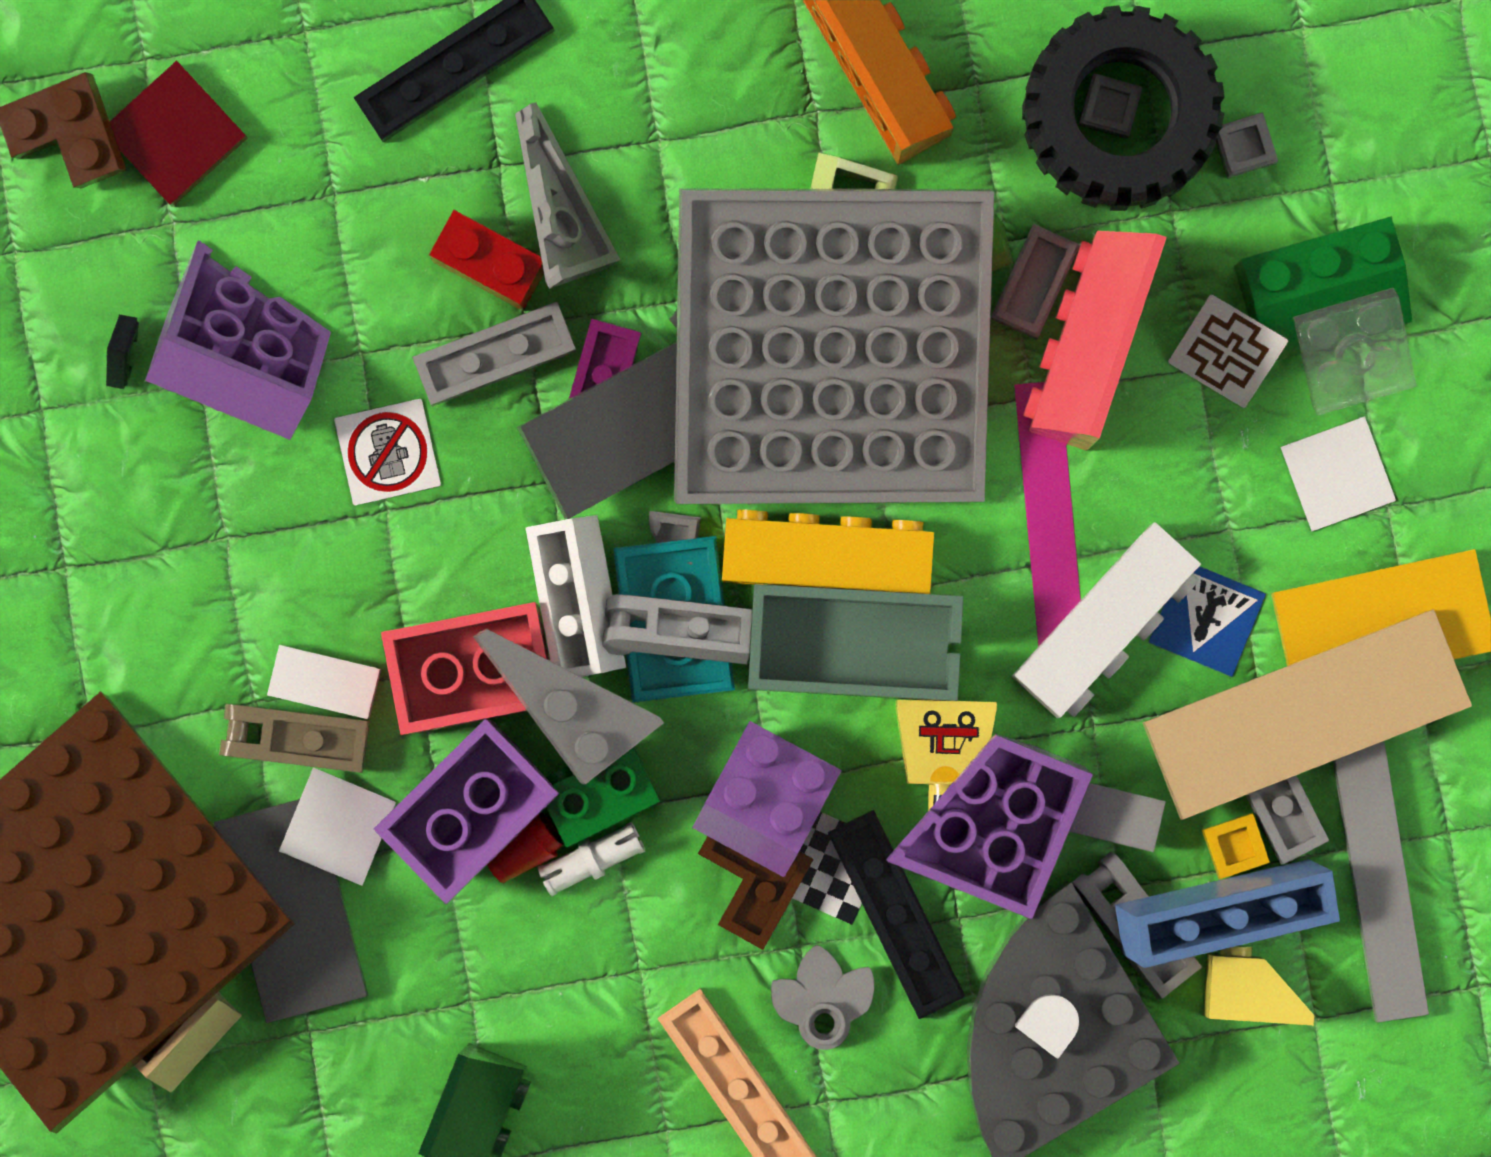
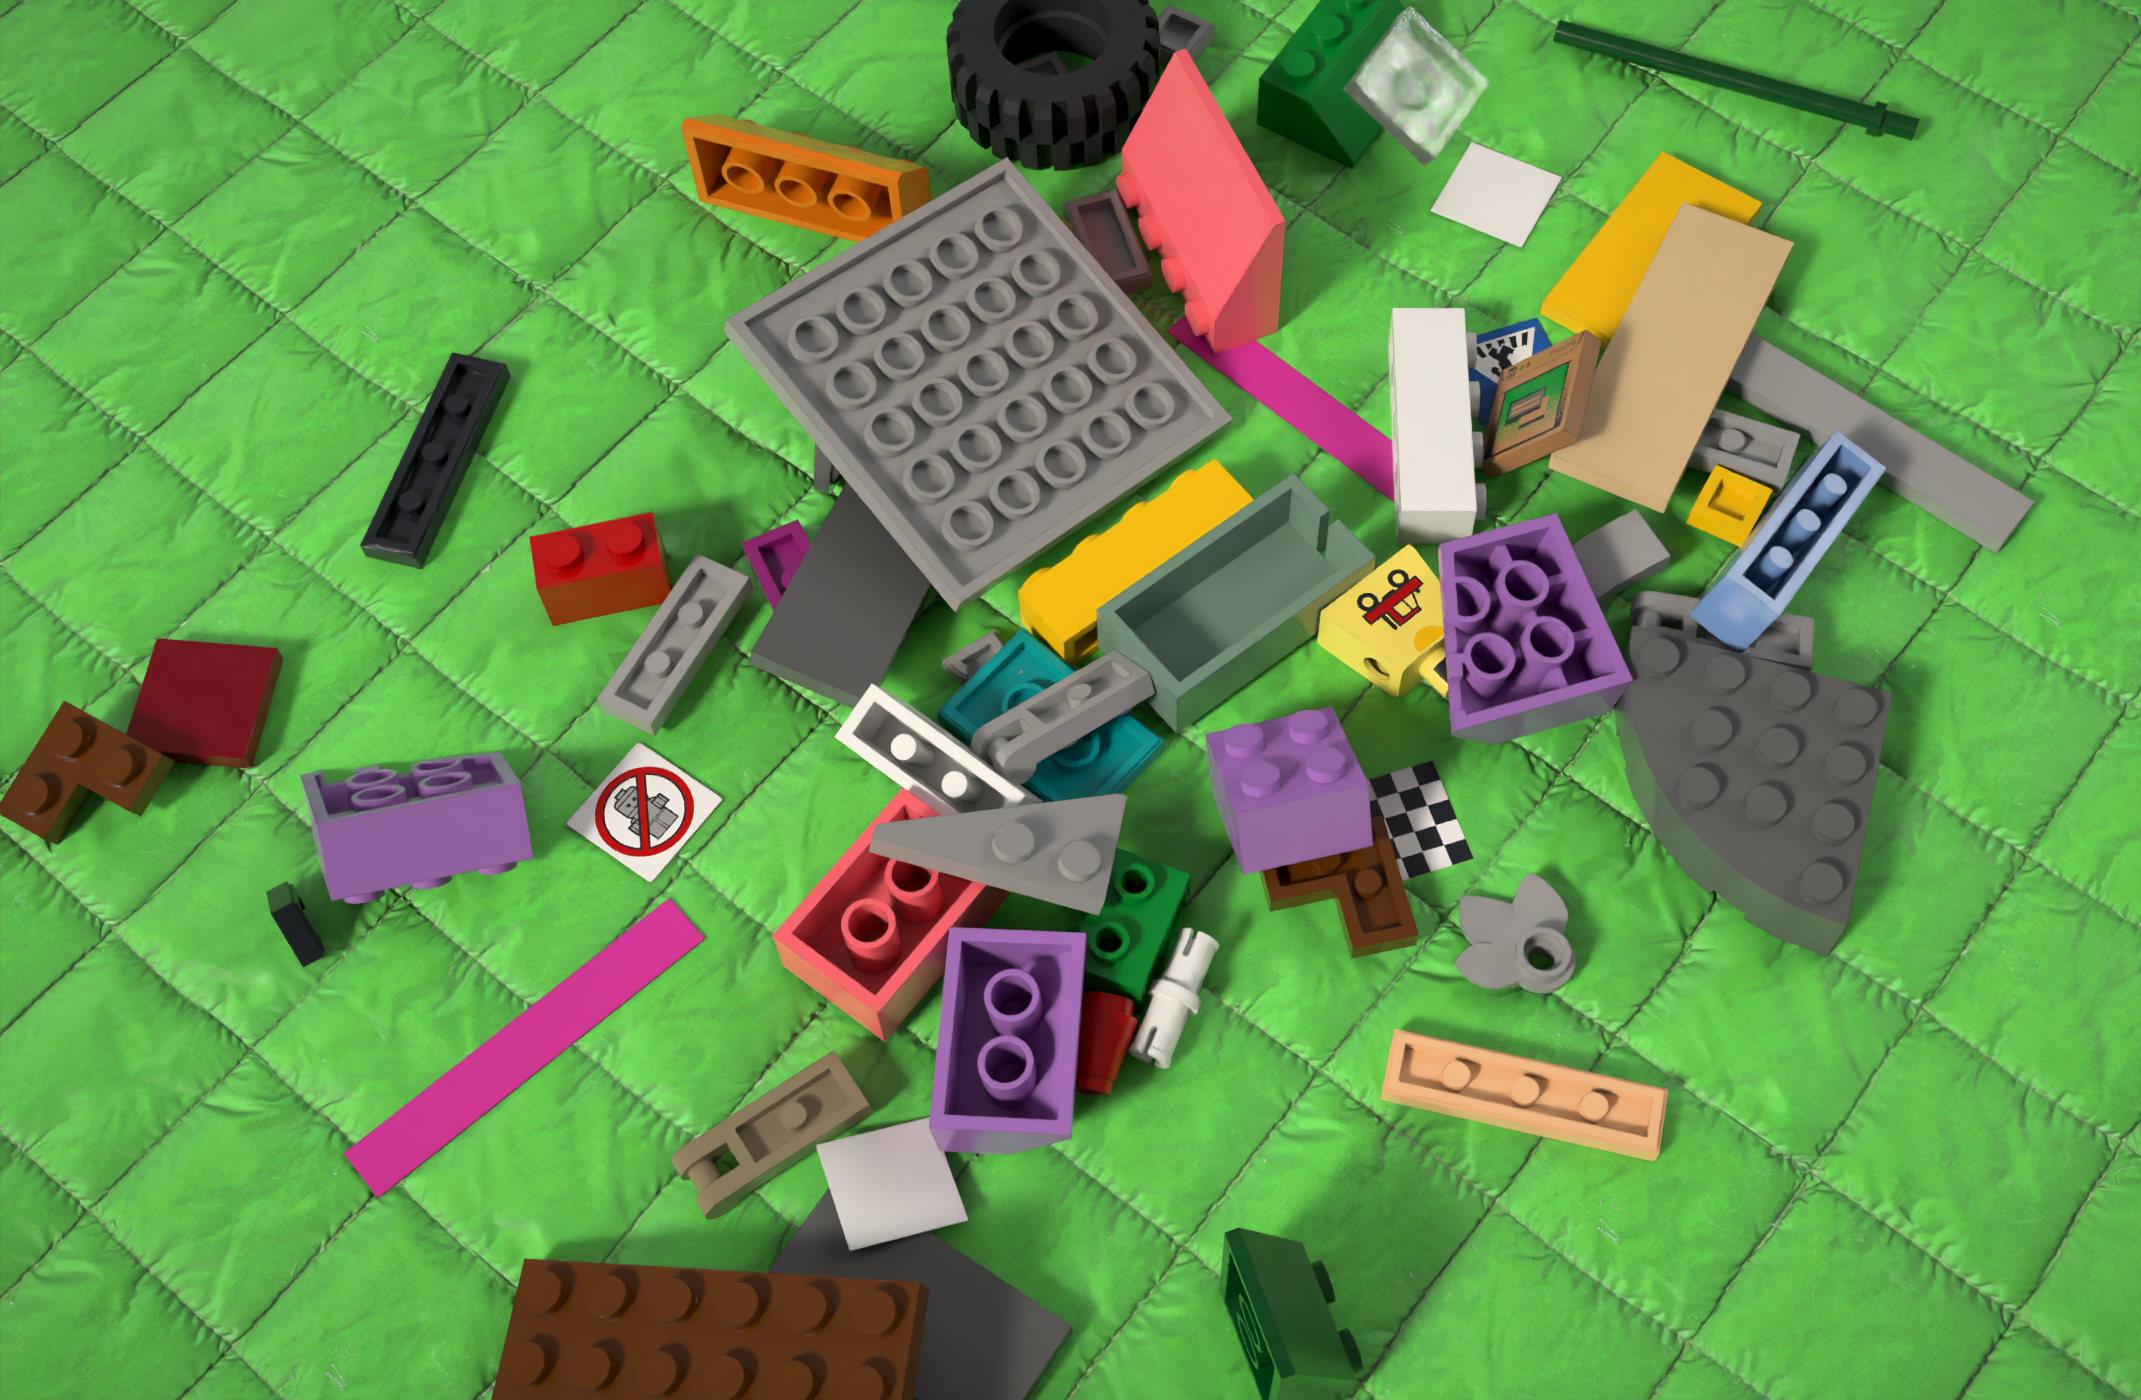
camera: 40 degrees left, 25 degrees down
(202, 550) = (522, 1048): none -> dark pink sticker
(324, 682) = (755, 1059): white tile -> none
(565, 222) = (631, 481): light grey wing -> none
(896, 915) = (1505, 811): black tile -> none
(1050, 1023) = (1750, 744): white tile -> none
(1177, 677) = (1540, 404): none -> medium nougat tile
(1228, 351) = (1317, 164): white sticker -> none
(1250, 990) = (1875, 602): light yellow slope -> none

